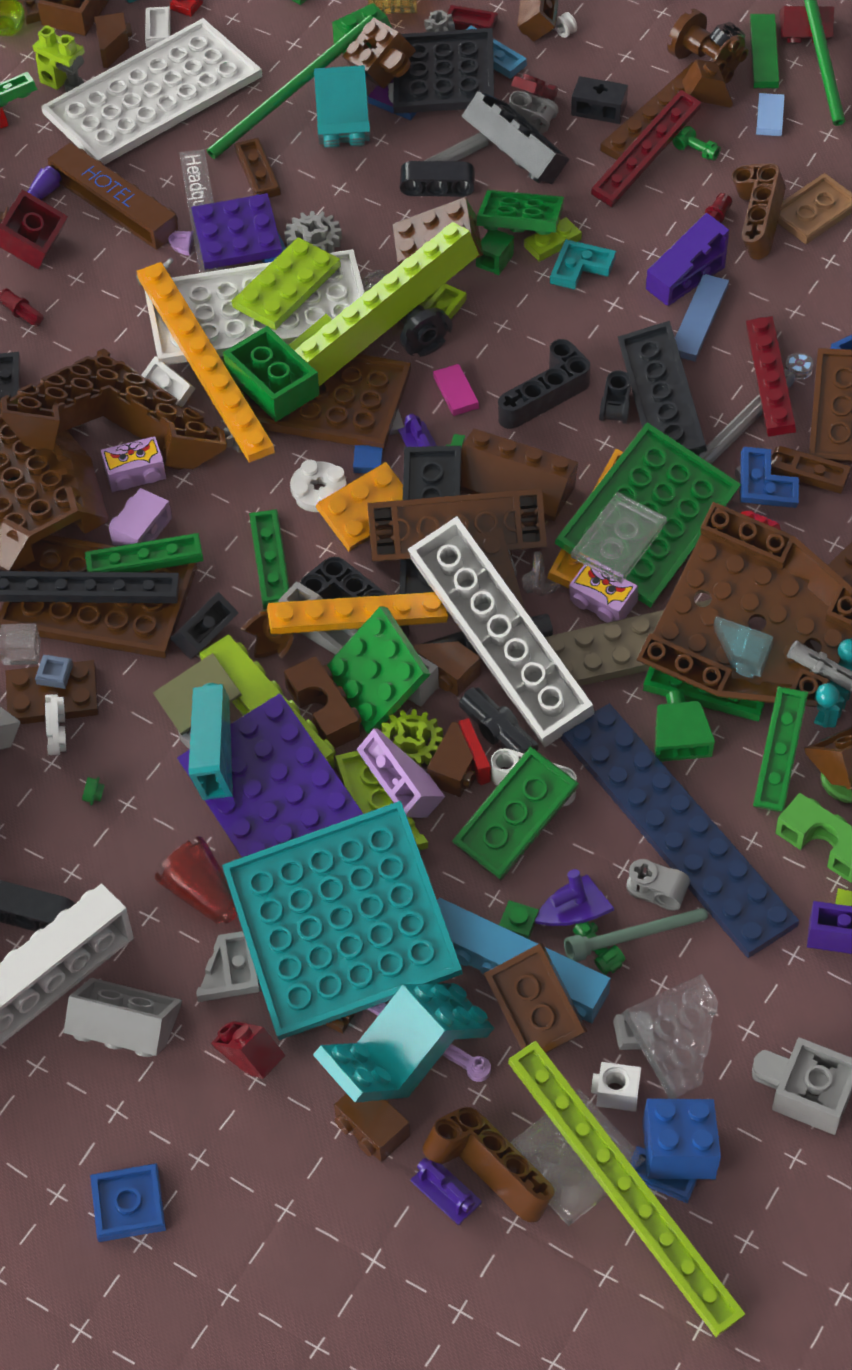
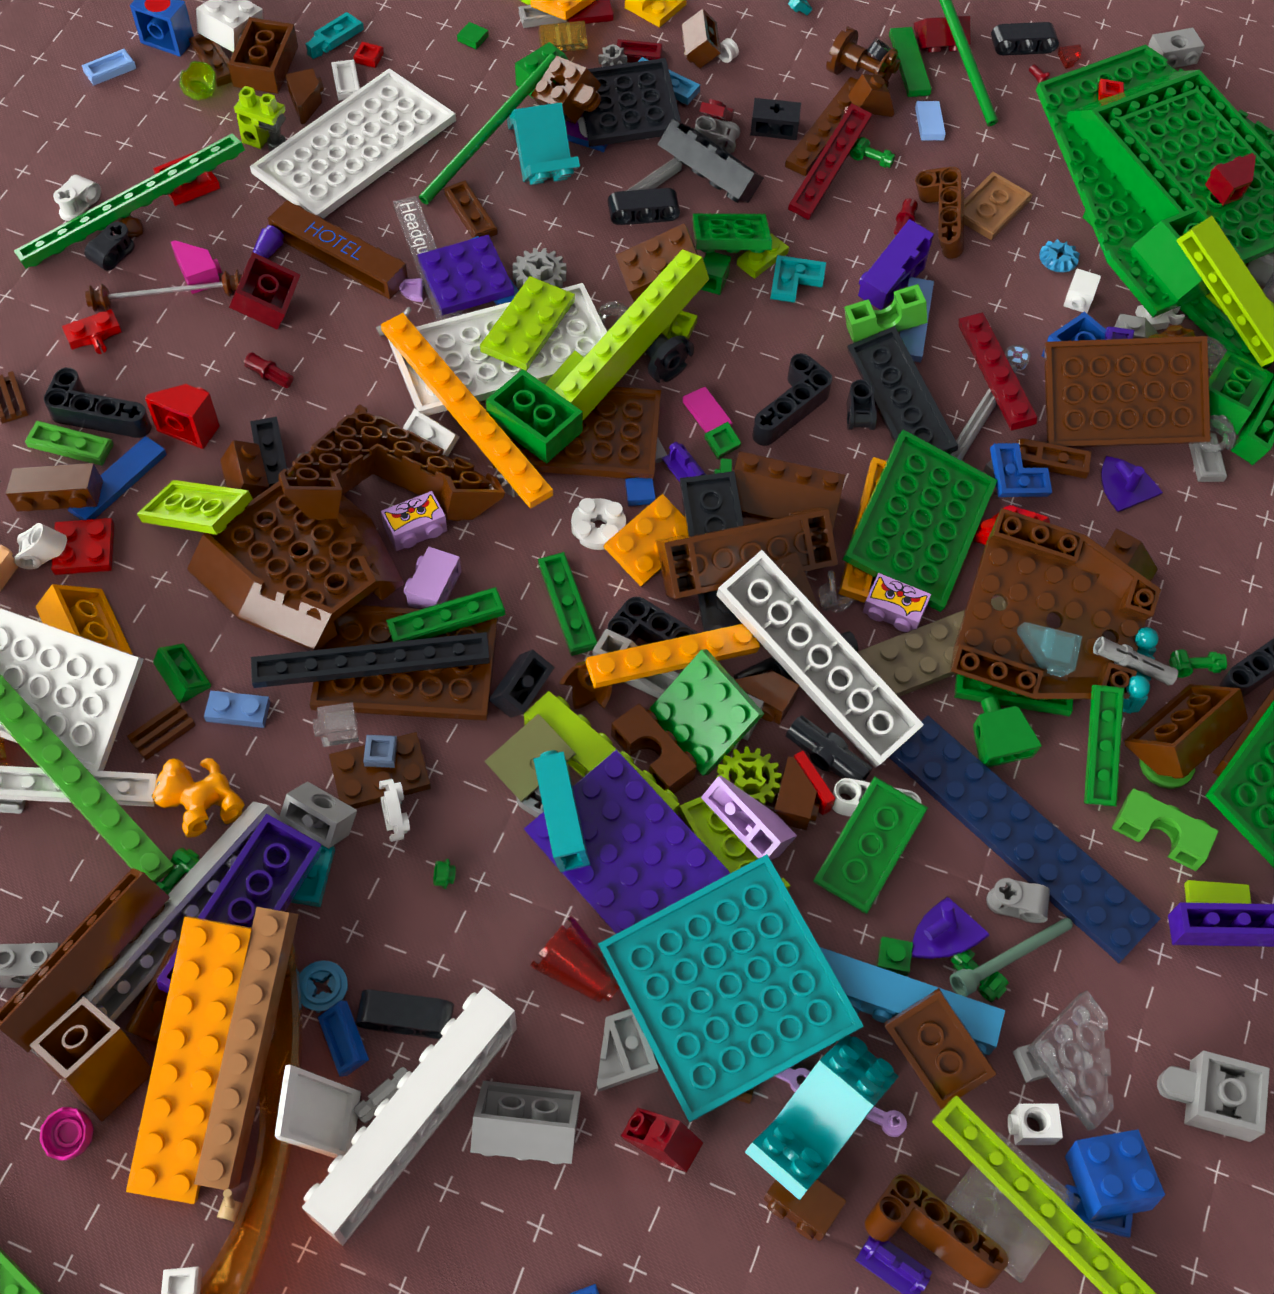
camera: 15 degrees left, 5 degrees up
(463, 417) = (722, 440): none -> green plate
(619, 537) = (904, 548): clear tile -> none
(682, 309) = (905, 312): none -> bright green arch

